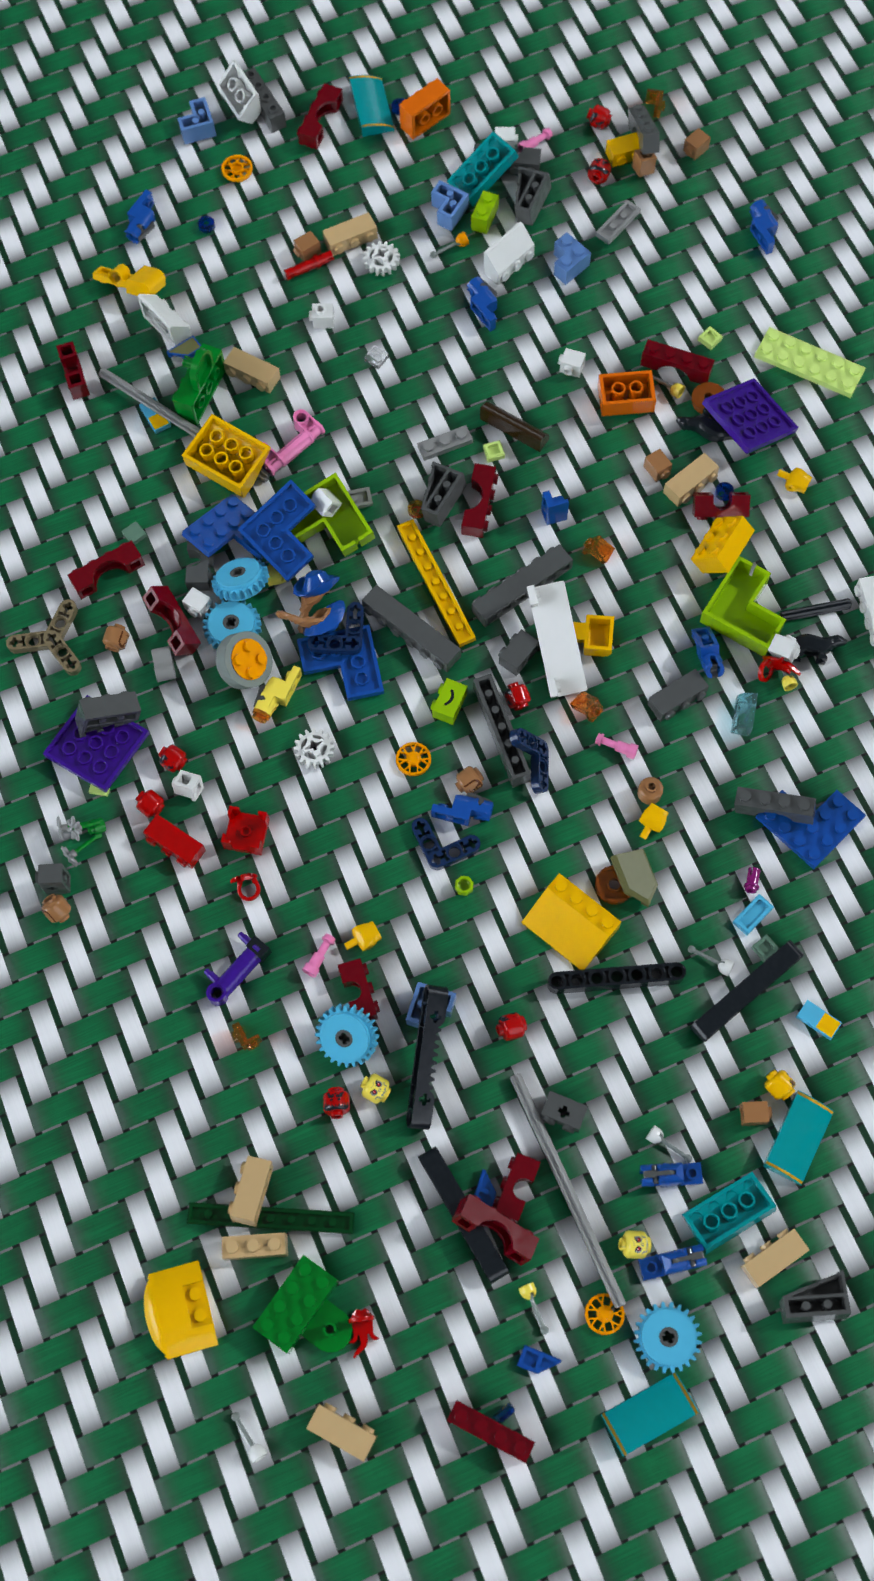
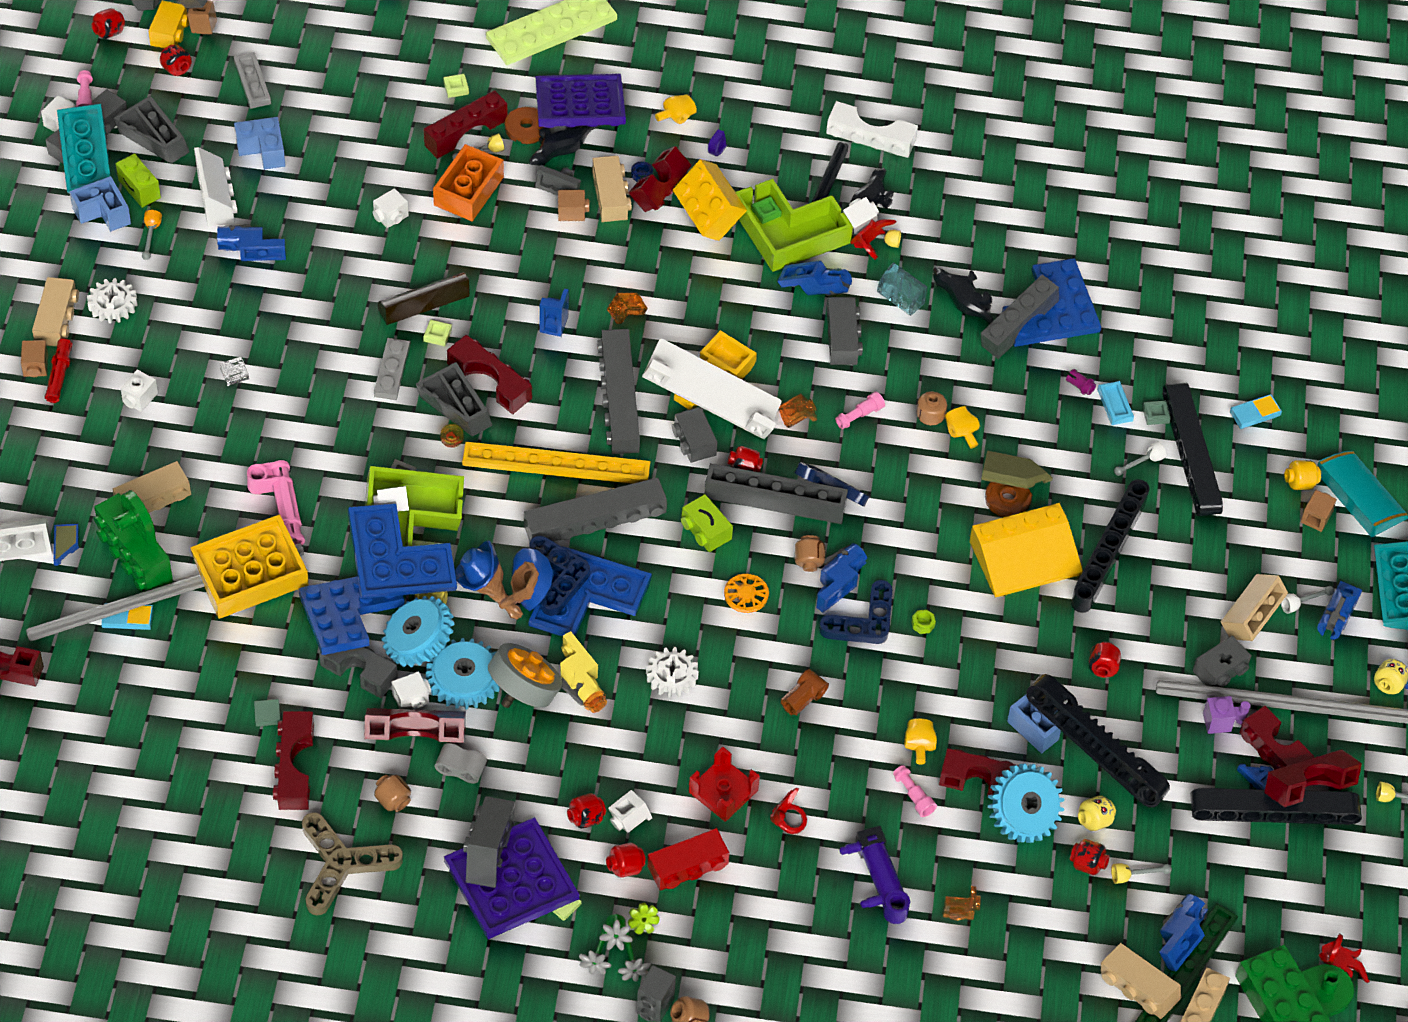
camera: 65 degrees left, 15 degrees down
(113, 839) = (643, 918): none -> lime plant
(311, 1200) = (1182, 931): none -> blue plate
(339, 1133) = (1122, 873): none -> hinge
(357, 841) = (808, 687): none -> dark orange piece
(517, 1134) = (1221, 714): none -> medium lavender brick
(627, 1110) = (1254, 607): none -> tan brick
(671, 445) = (552, 180): none -> dark grey tile
(747, 586) = (766, 210): none -> bright green tile
(772, 756) = (964, 293): none -> black animal
(783, 522) = (717, 143): none -> dark purple tile

